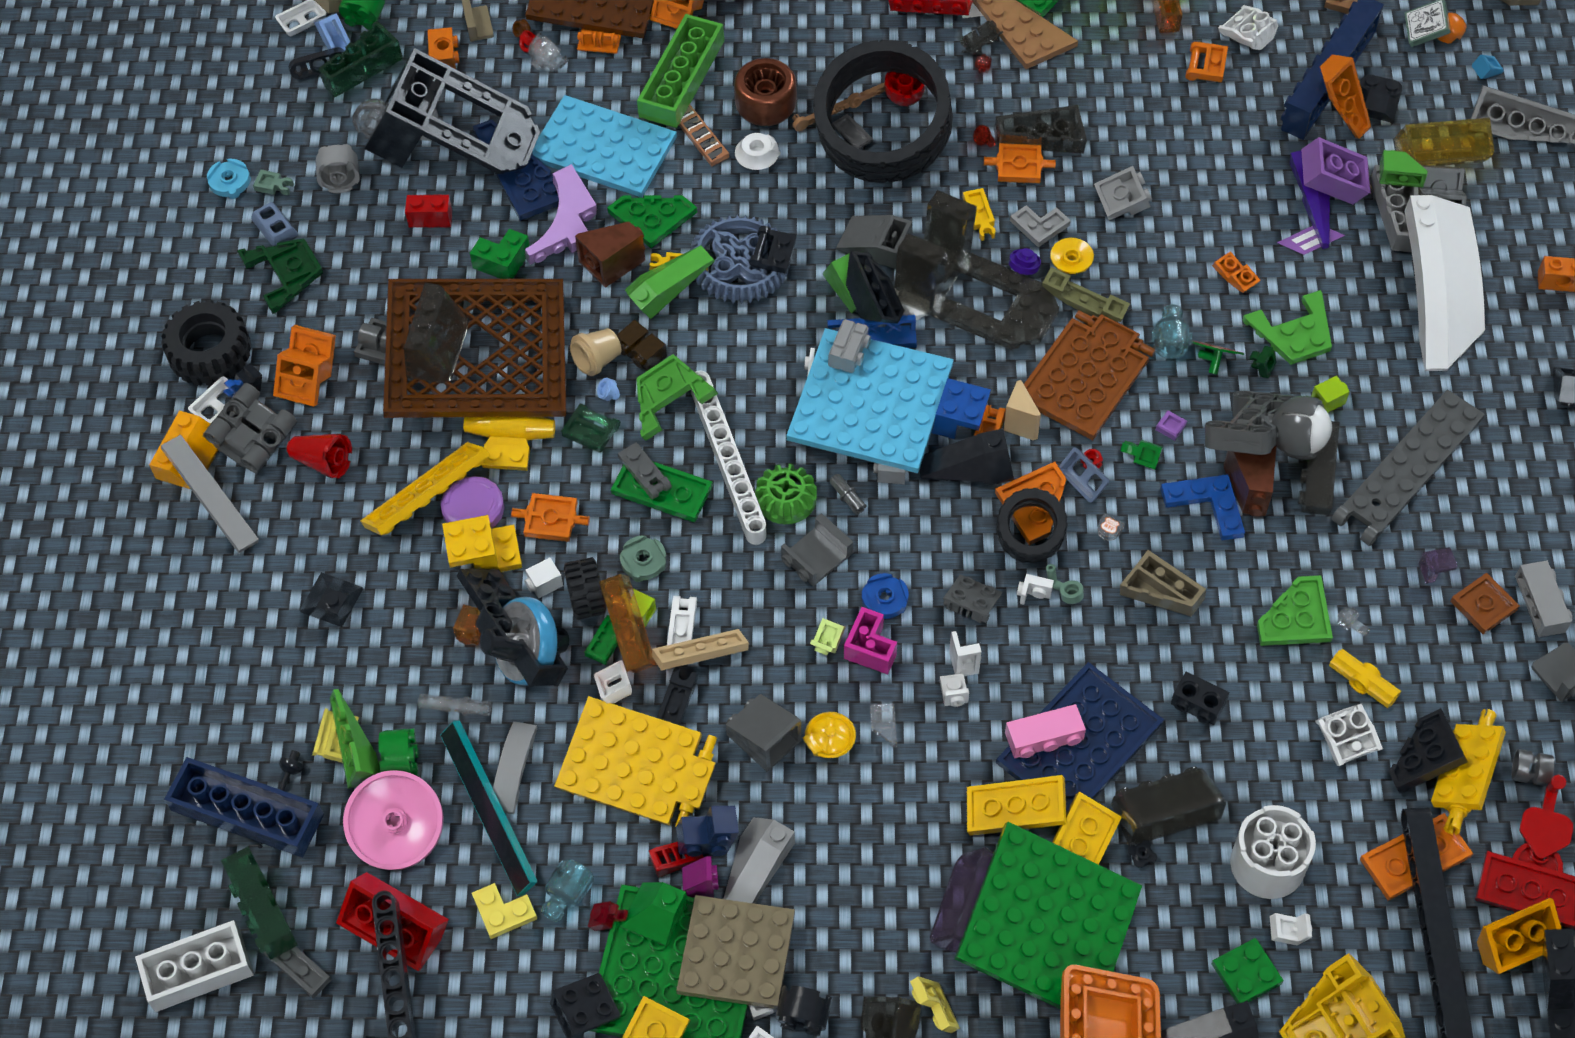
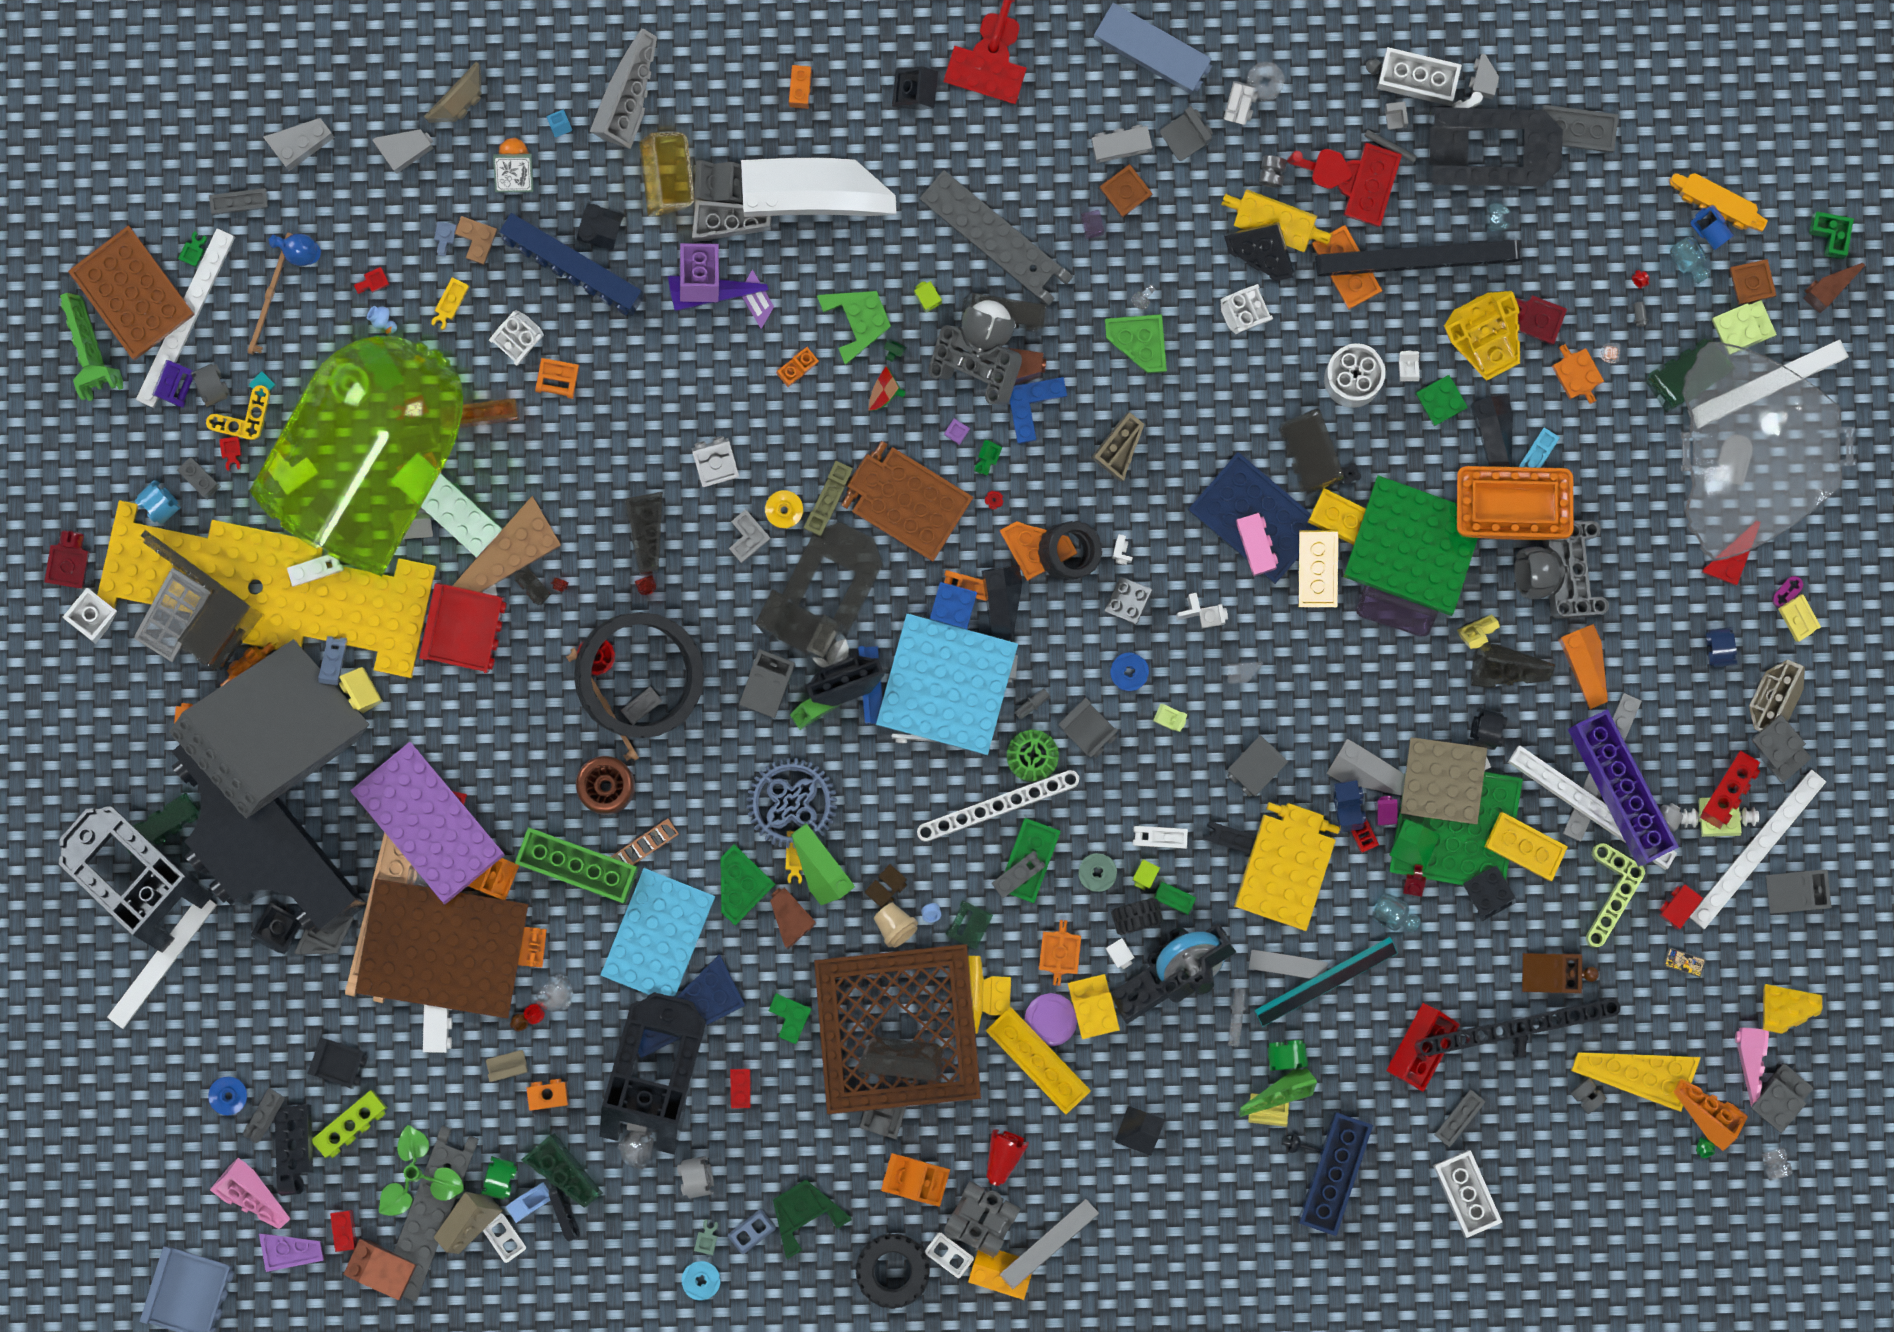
camera: 90 degrees left, 25 degrees up
(247, 375) = (930, 1231): black piece -> none
(258, 903) = (1419, 1148): clear green wedge -> none
(393, 820) = (1343, 1053): bright pink dish -> none
(465, 627) = (1166, 1011): clear orange brick -> none
(502, 917) = (1415, 965): light yellow plate -> none
(573, 208) = (761, 960): lavender arch -> none
(609, 674) = (1225, 894): white piece -> none
(627, 623) = (1170, 878): clear orange brick -> none
(662, 386) = (929, 863): bright green wing -> none
(700, 649) = (1187, 819): tan plate -> none
(757, 151) = (667, 792): white piece -> none
(780, 251) = (790, 765): black plate -> none
(830, 735) = (1258, 714): yellow piece -> none
(848, 346) = (903, 701): light grey brick -> none
(867, 646) = (1179, 687): dark pink brick -> none
(984, 218) = (734, 590): yellow plate -> none
(1019, 163) = (678, 553): orange plate -> none
(1022, 414) = (955, 557): tan slope -> none
(1024, 261) = (791, 551): dark purple plate -> none
(1070, 591) = (1119, 525): sand green plate -> none
(1081, 482) = (1014, 509): sand blue piece -> none
(1109, 527) = (1059, 487): clear tile -> none
(1171, 333) = (870, 426): clear light blue piece -> none
(1202, 693) = (1214, 420): black brick -> none
(1346, 93) = (617, 259): orange wedge -> none
(1364, 678) = (1196, 292): yellow piece -> none
(1401, 170) = (703, 217): bright green slope -> none
(1517, 936) = (1417, 197): light orange slope -> none

